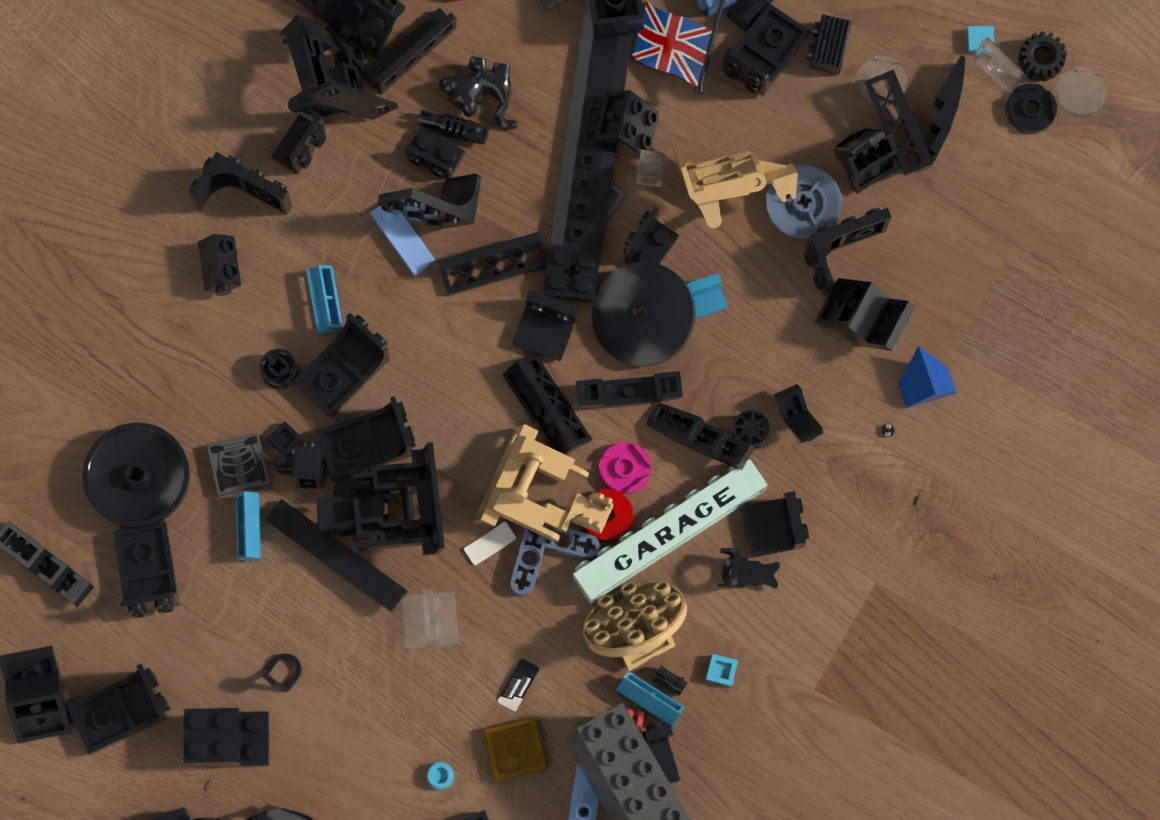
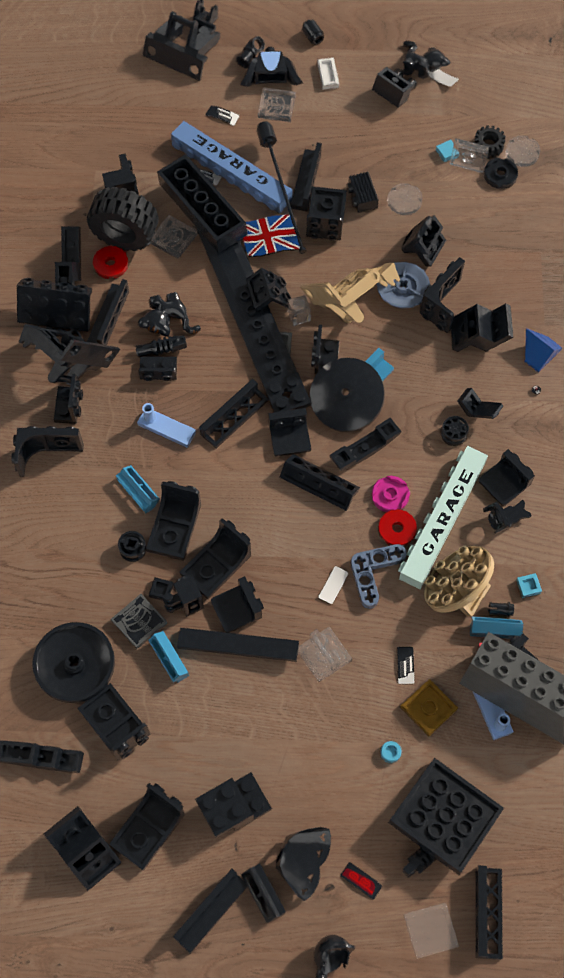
camera: 25 degrees left, 10 degrees down
(219, 264) = (56, 500): black brick -> none
(291, 682) = (234, 745): black piece -> none
(406, 478) = (258, 568): black container -> none
(454, 208) = (178, 394): black bracket -> none
(512, 502) = (336, 548): tan container -> none
(699, 436) = (429, 449): black slope -> none
(906, 118) = (432, 208): black fence -> none
(948, 102) = (453, 191): black slope -> none

